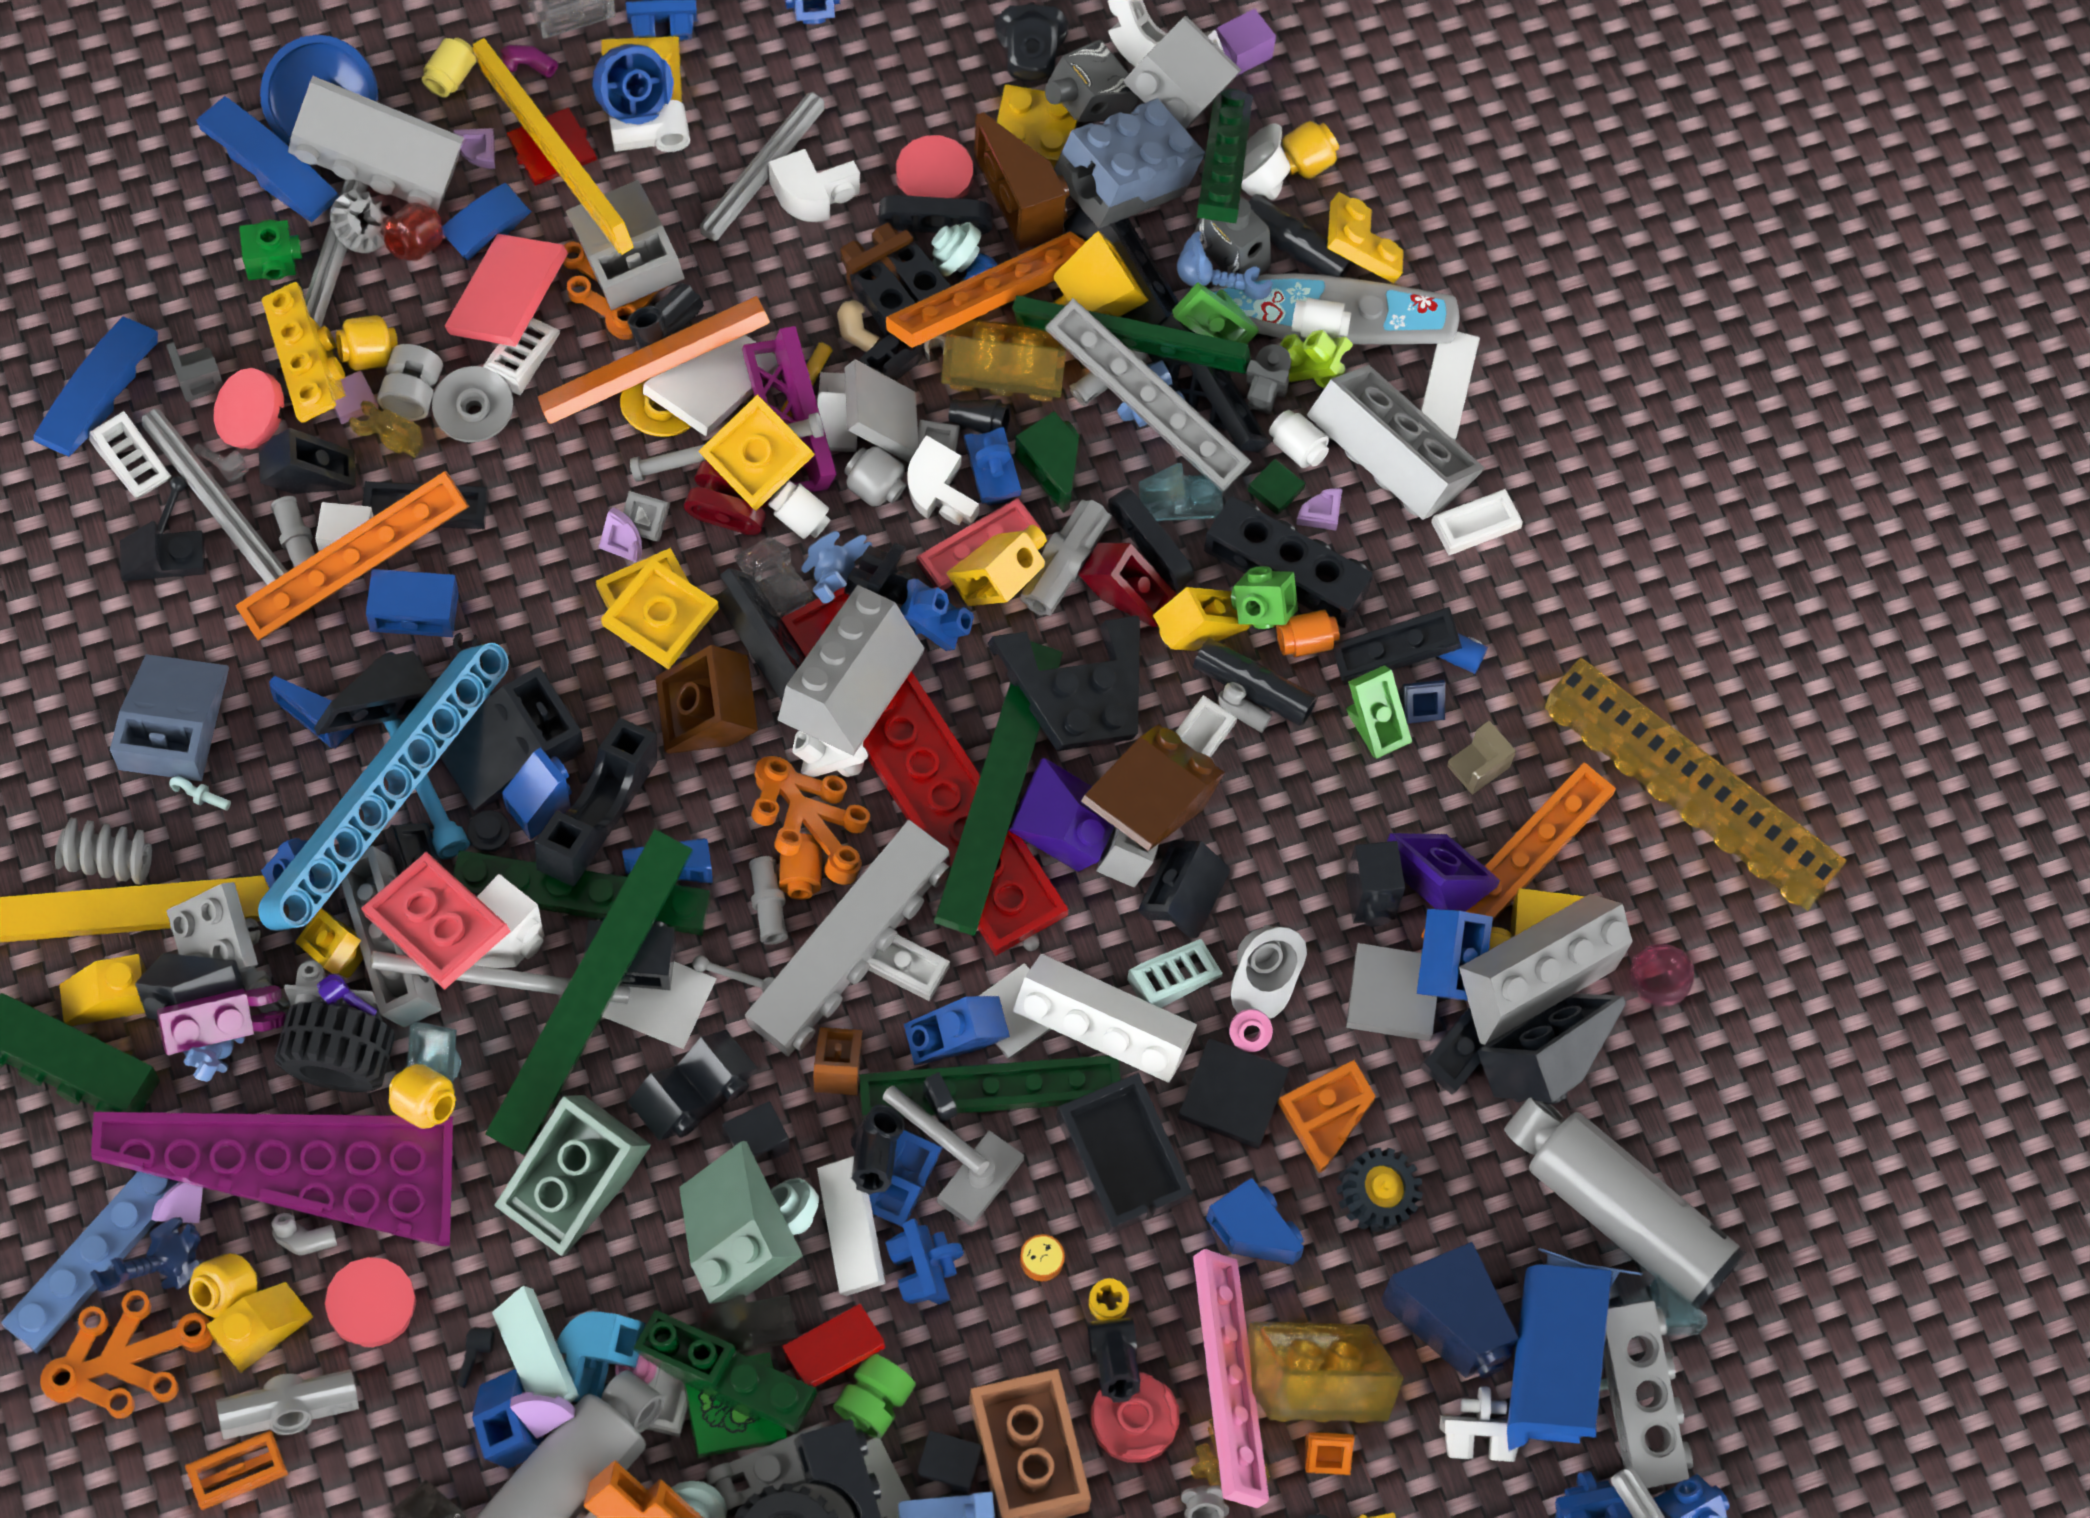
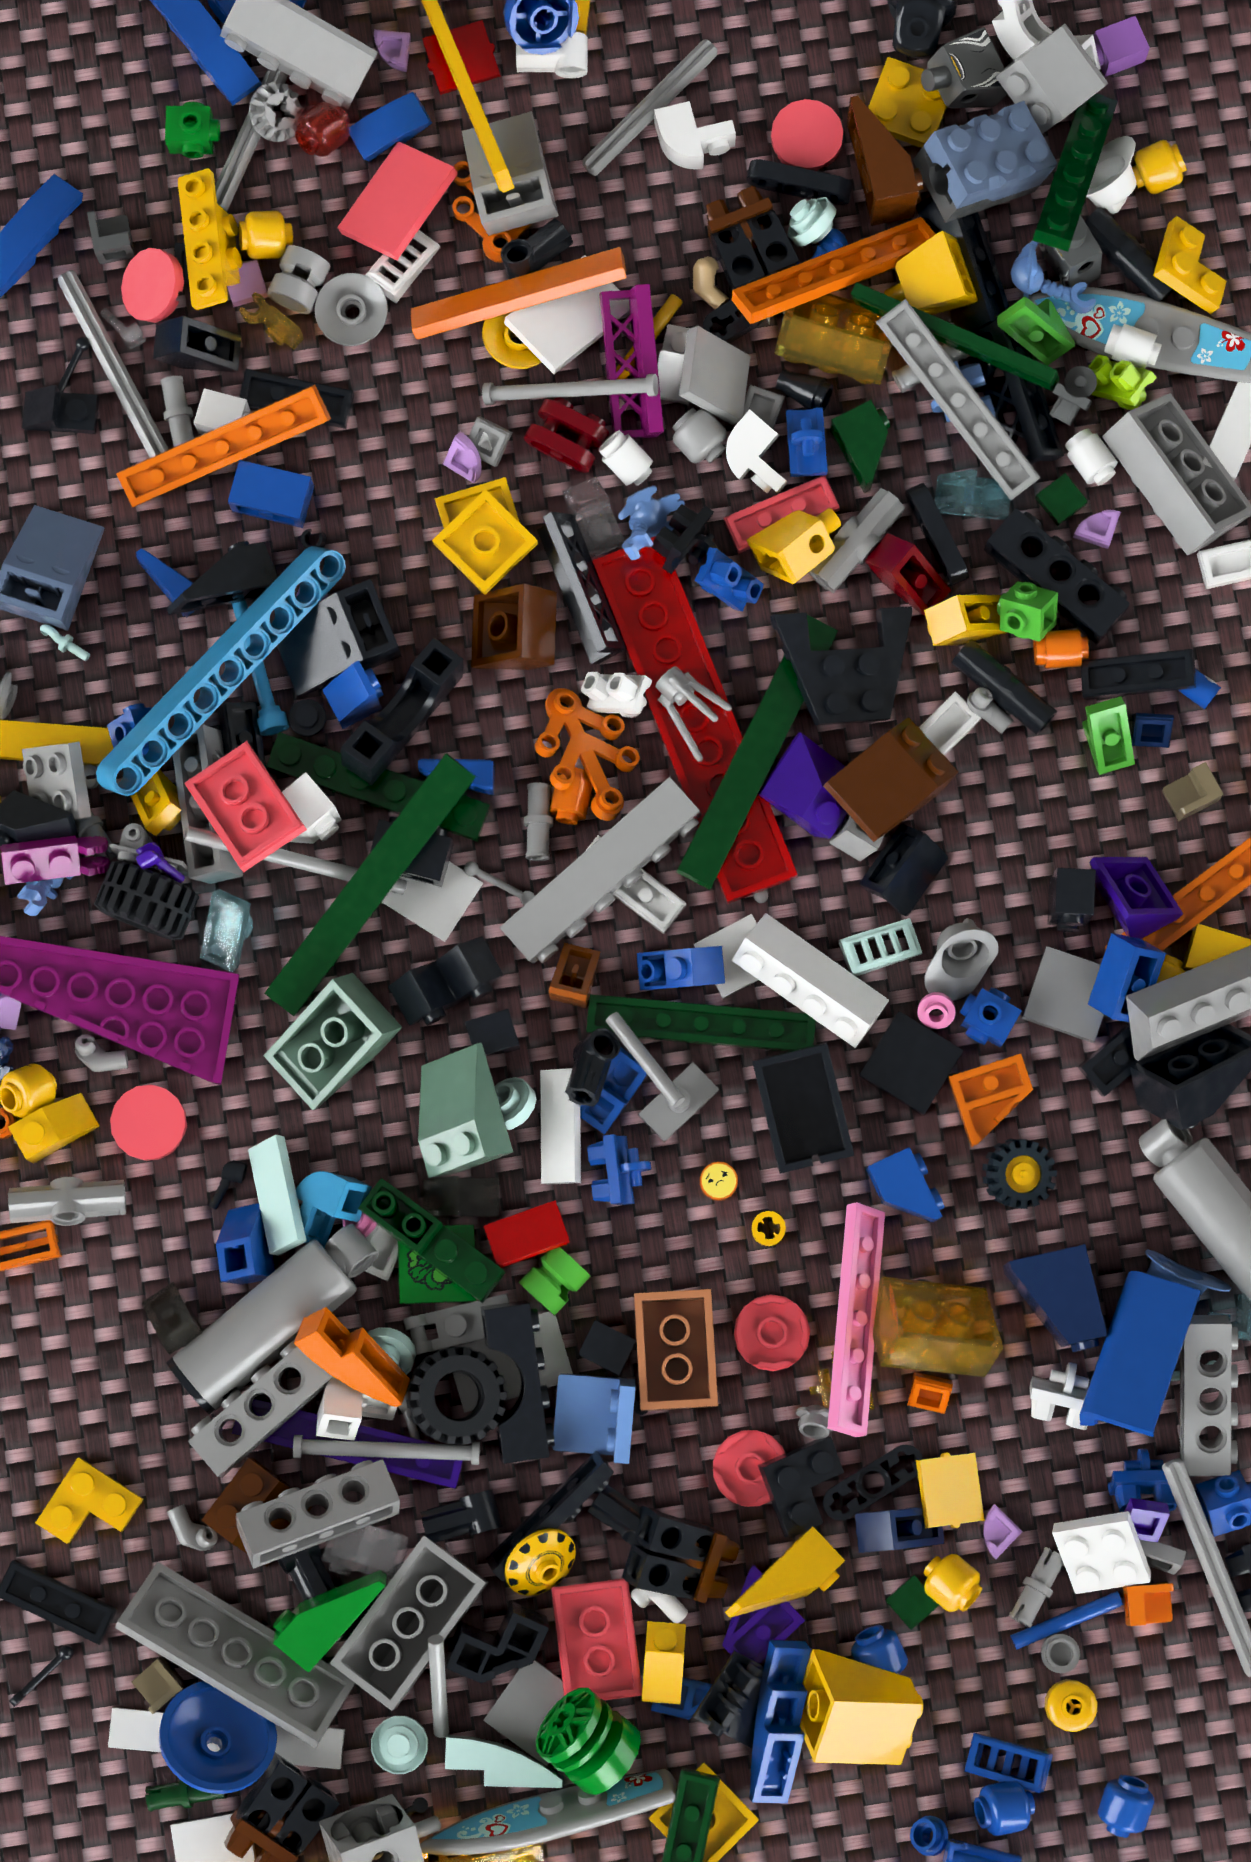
camera: 20 degrees right, 15 degrees up
(113, 428) = (29, 285): white slope -> none
(421, 1096) = (213, 956): yellow head -> none
(541, 1412) = (273, 1253): lavender tile -> none
(756, 452) = (593, 404): yellow plate -> none
(852, 672) = (643, 631): light grey slope -> none
(901, 732) = (679, 688): none -> light grey plant
(939, 1098) = (653, 1032): black tile -> none
(1115, 1352) = (763, 1274): black piece -> none
(1311, 1025) = (998, 1006): none -> blue brick

